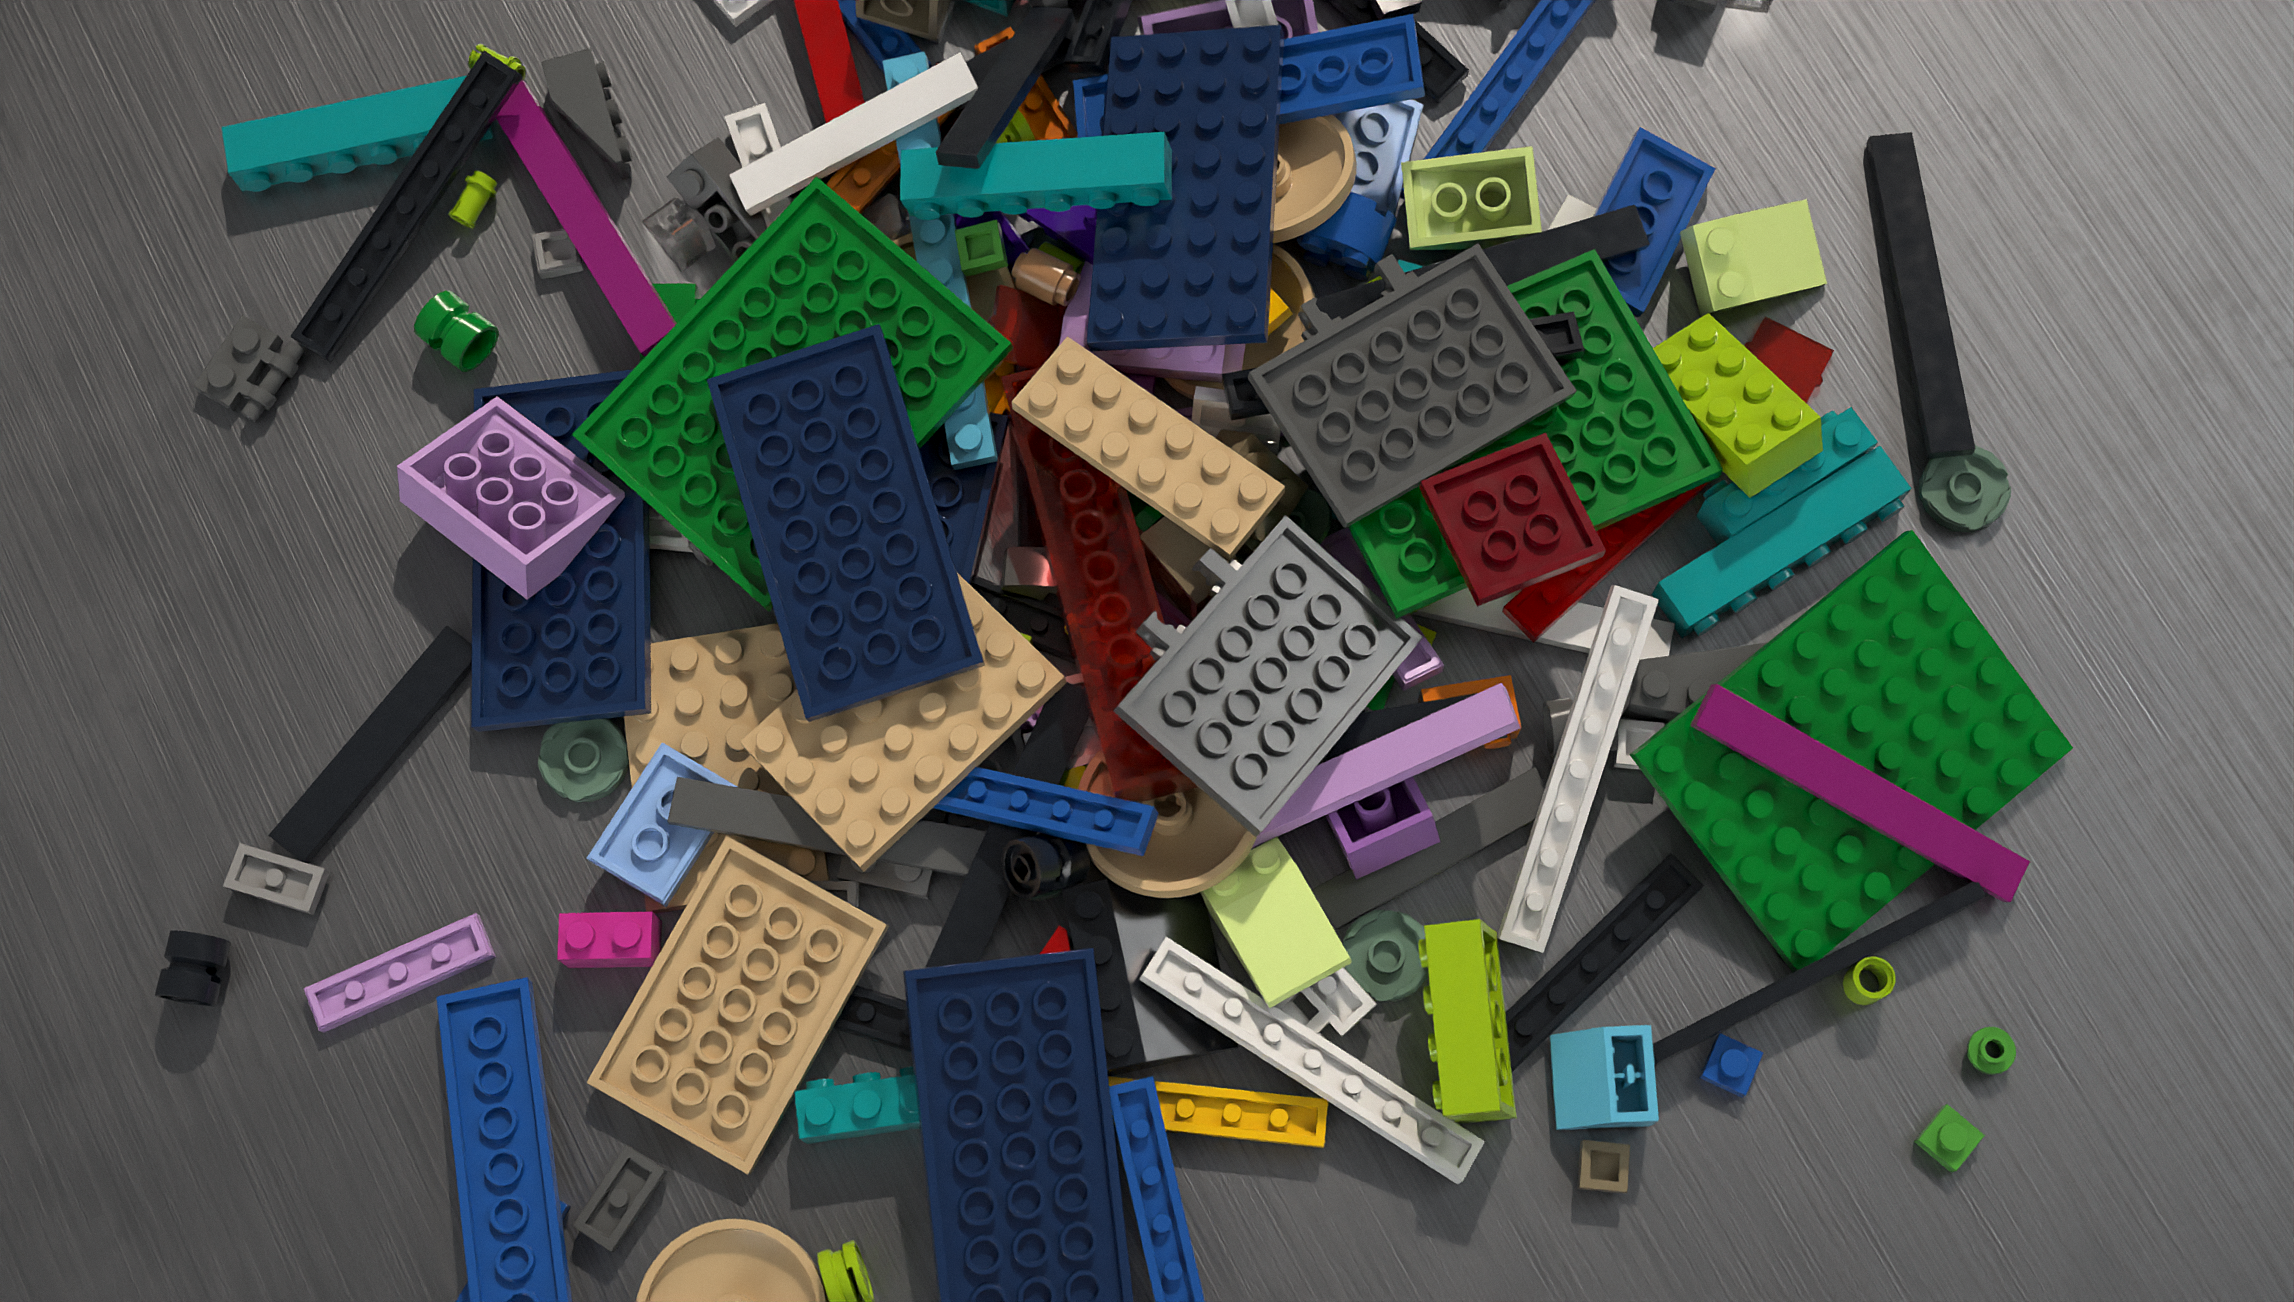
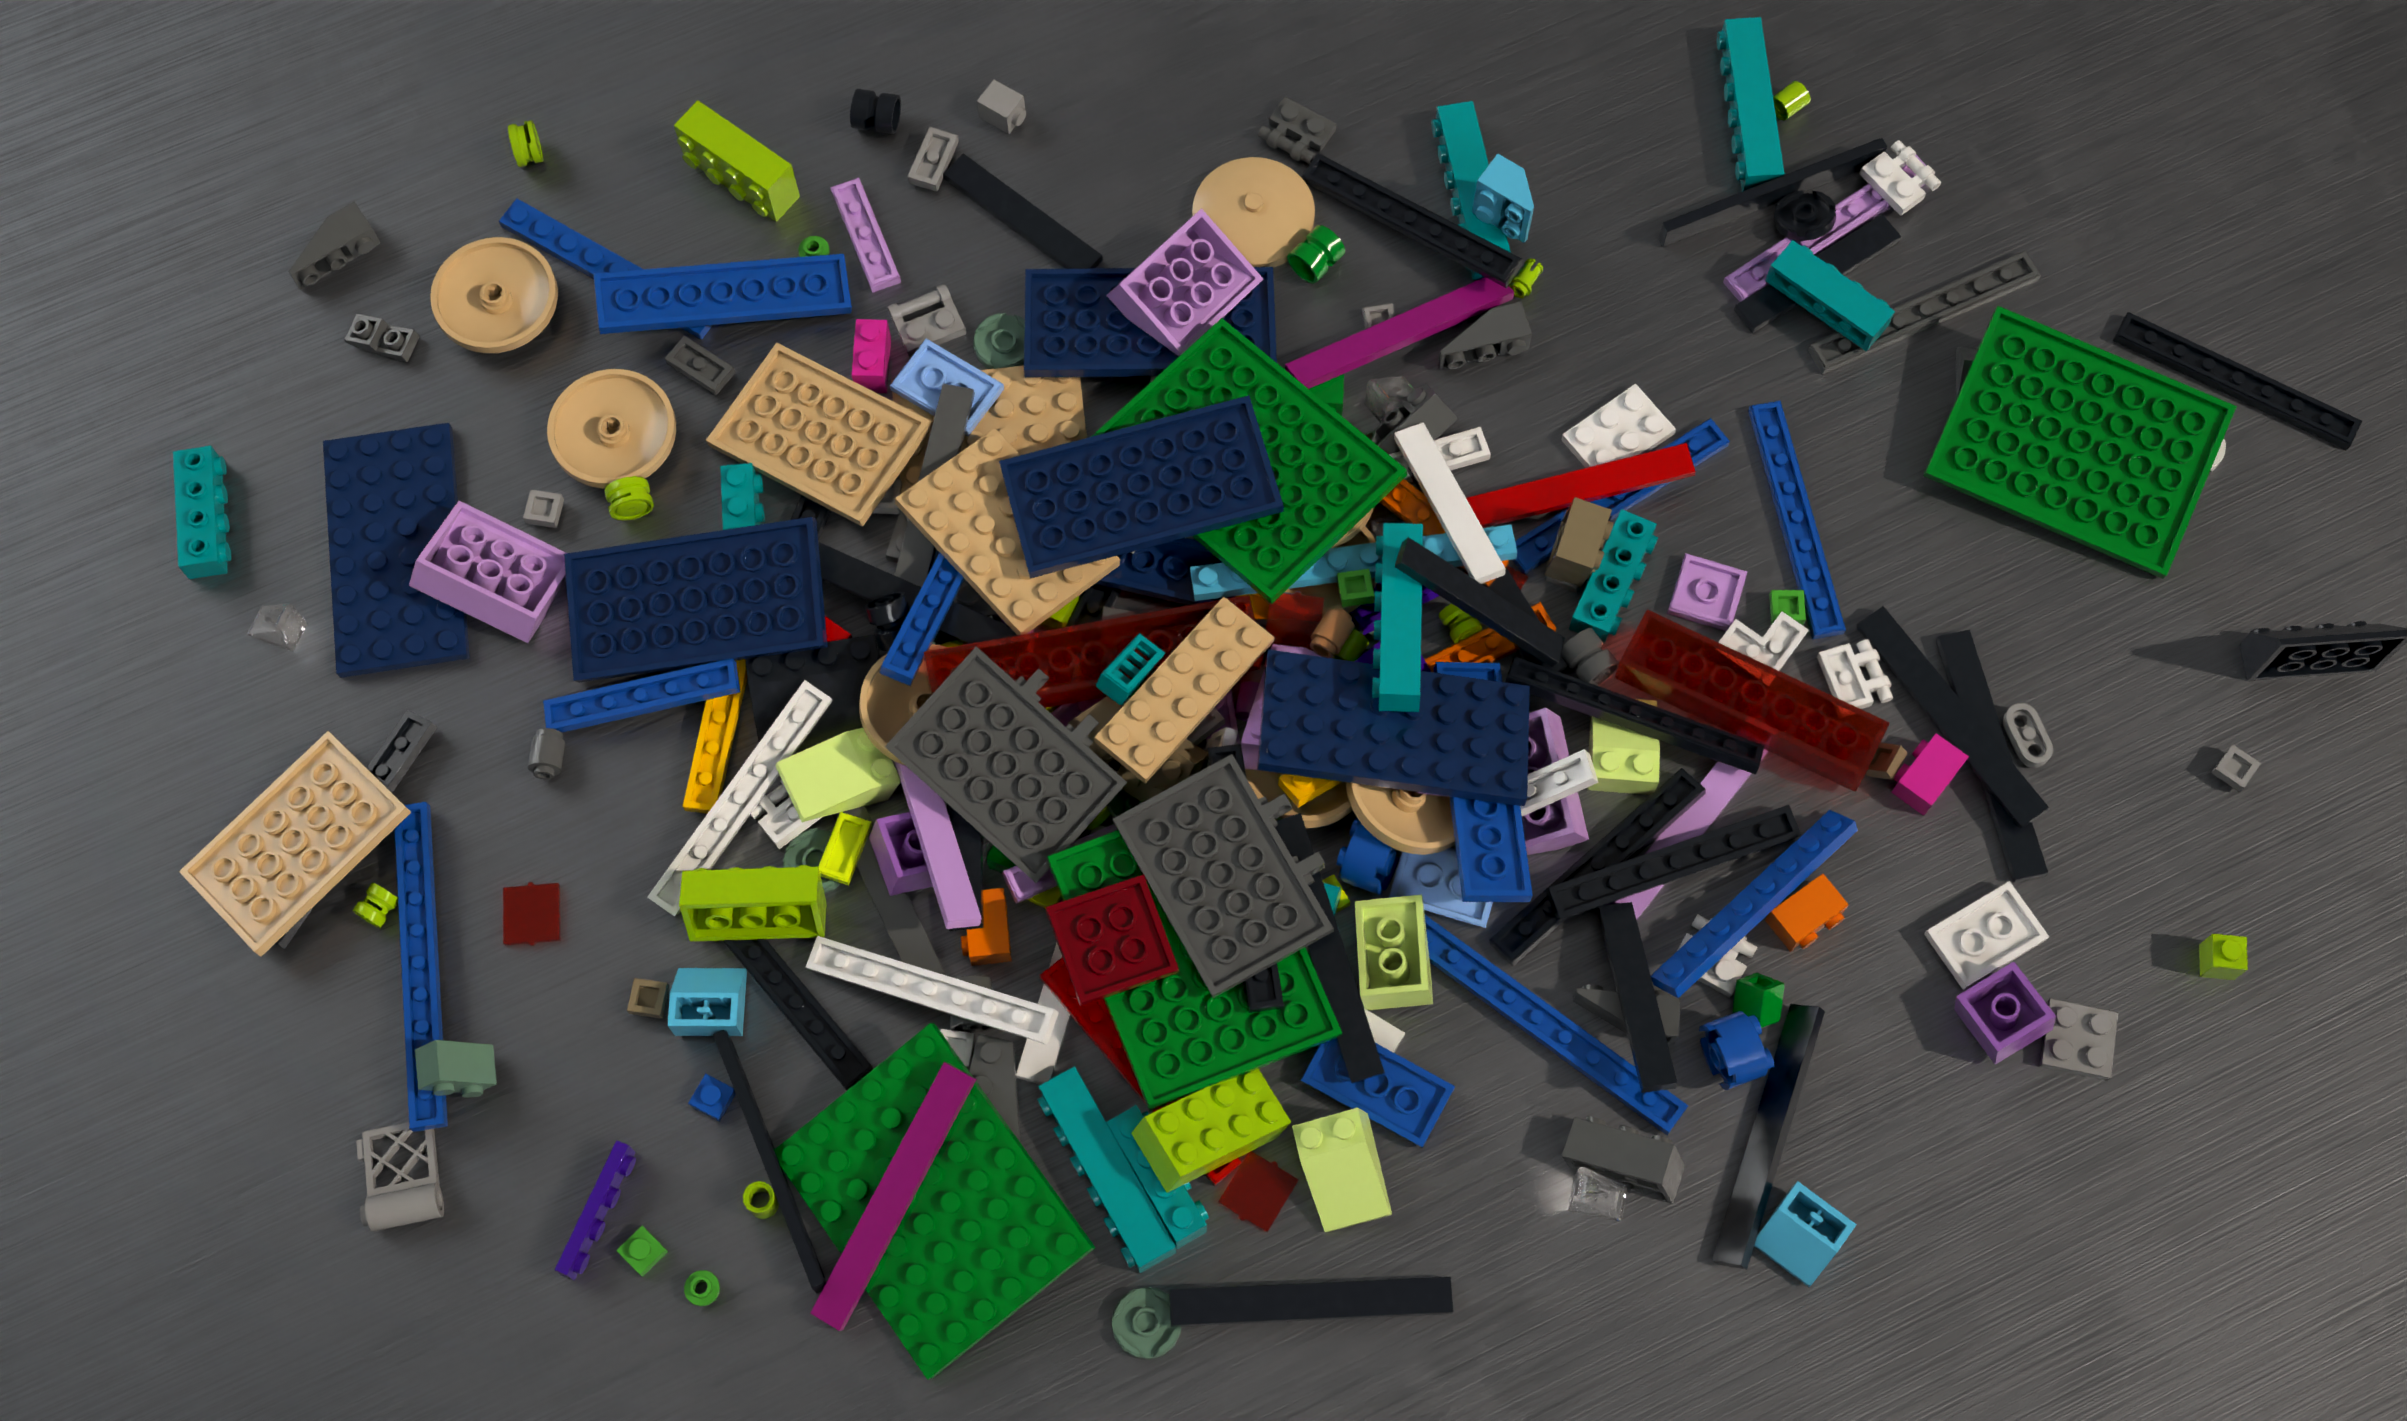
camera: 90 degrees right, 5 degrees down
(193, 781) = (1001, 107): none -> light grey brick
(276, 1171) = (736, 161): none -> lime brick
(370, 414) = (1258, 208): none -> tan dish
(394, 64) = (1504, 198): none -> medium azure slope
(426, 1060) = (811, 242): none -> bright green plate
(473, 198) = (1421, 265): lime pin -> none
(559, 863) = (936, 326): none -> light grey plate
(1148, 531) = (1119, 686): none -> teal slope
(1372, 912) = (844, 848): none -> neon yellow tile
(1927, 1208) = (591, 1223): none -> dark purple plate

